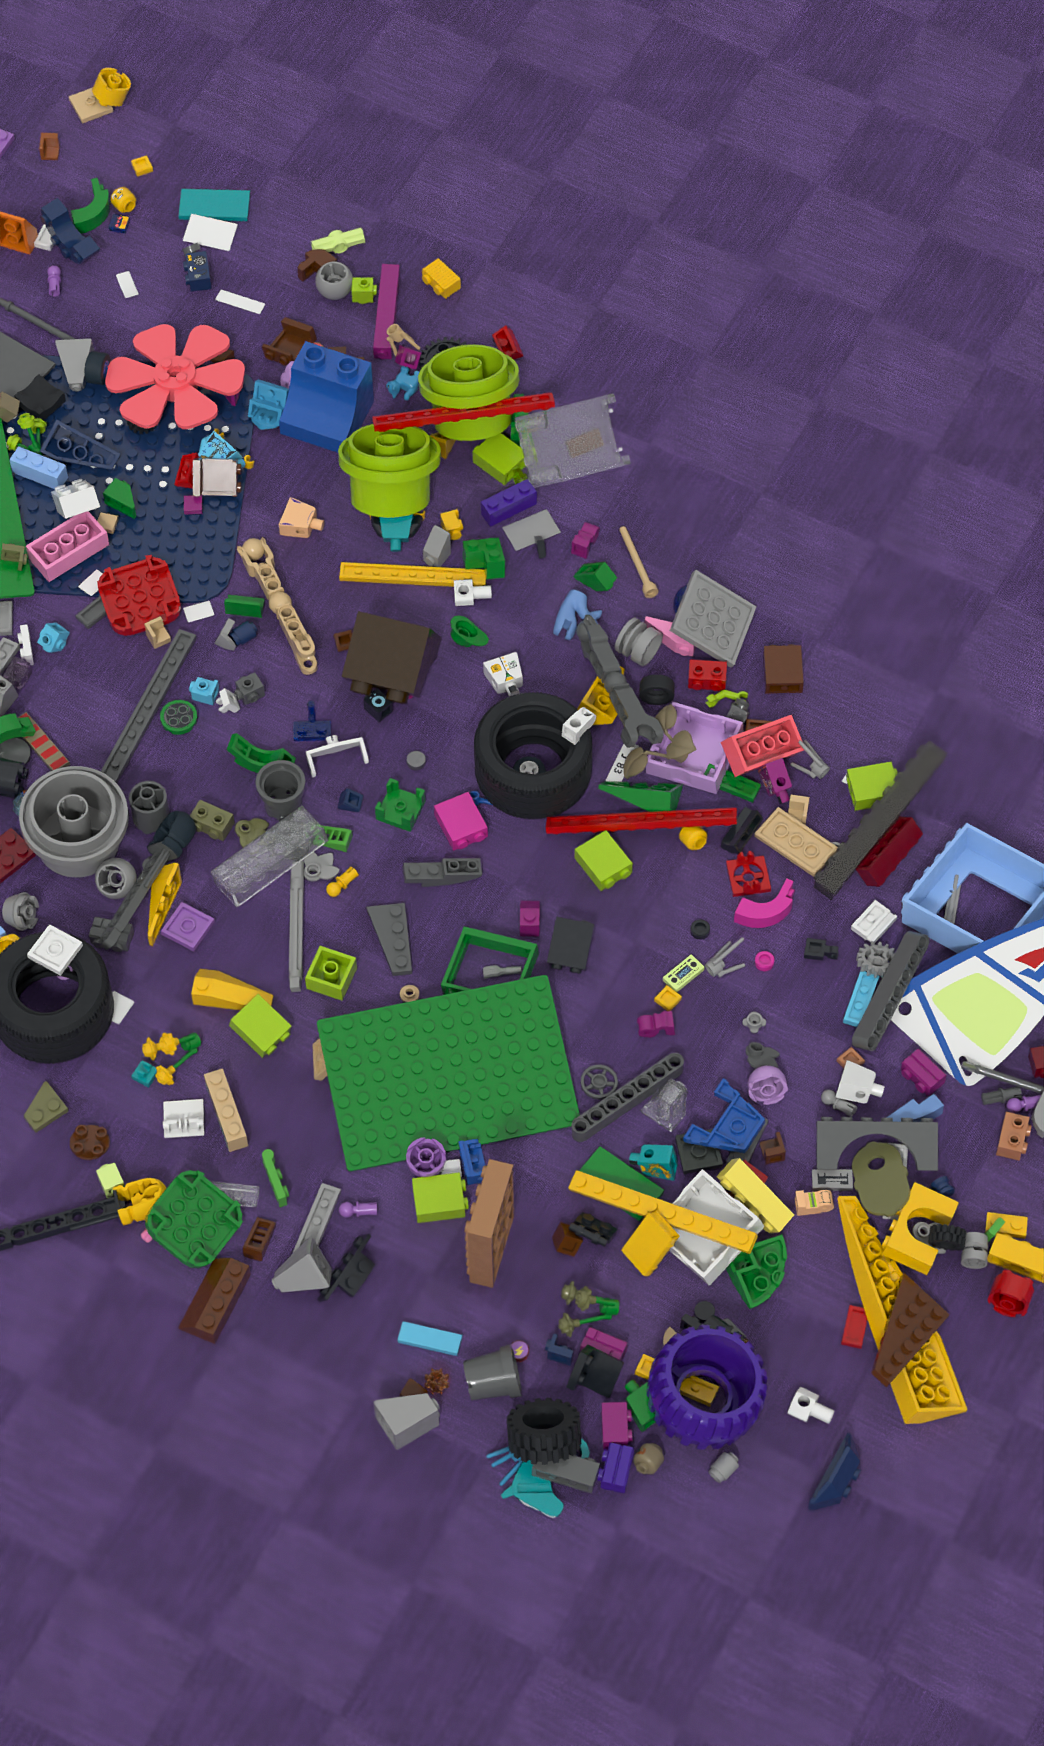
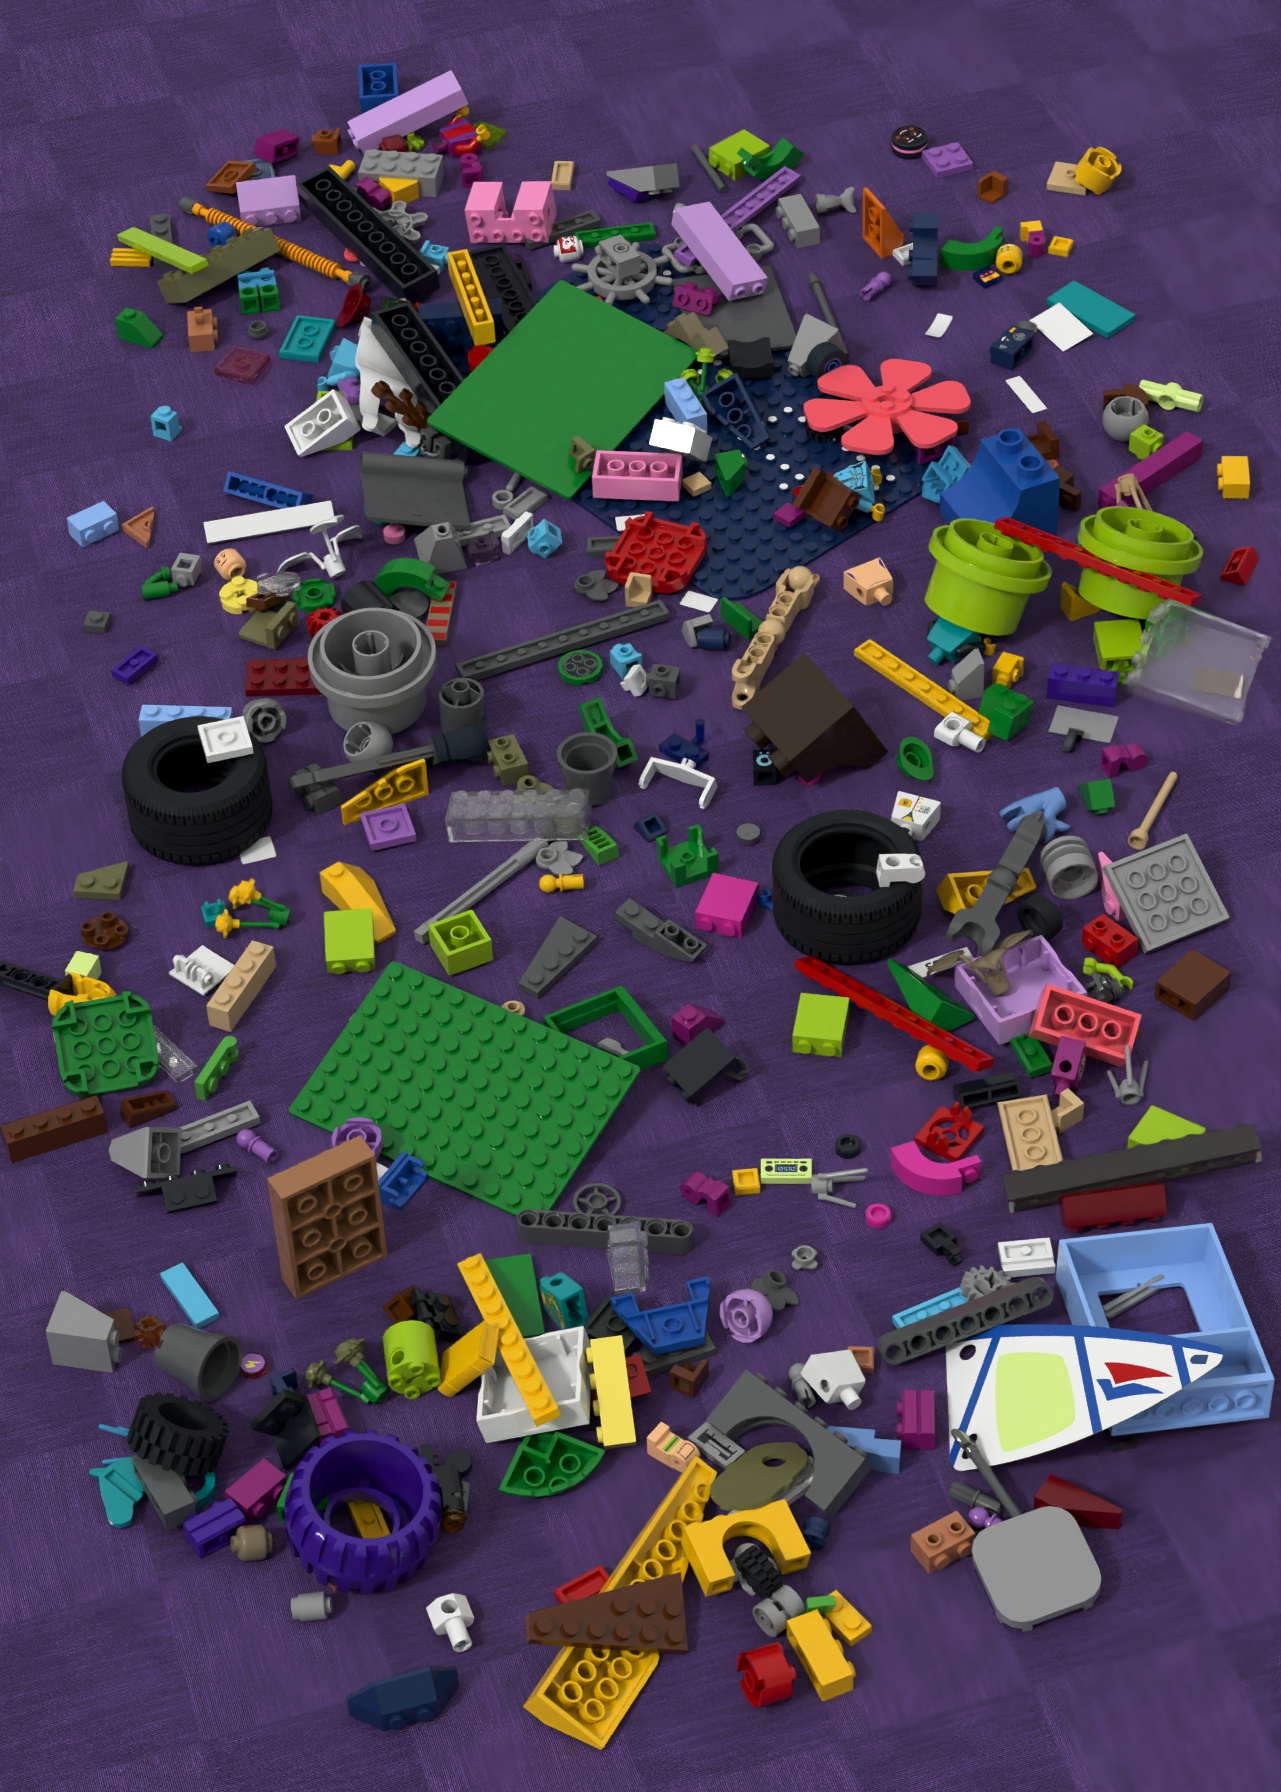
camera: 45 degrees right, 15 degrees down
(120, 170) = (1035, 237): none -> leg
(123, 647) = (595, 585): none -> dark grey plate
(613, 1269) = (411, 1358): none -> lime cylinder

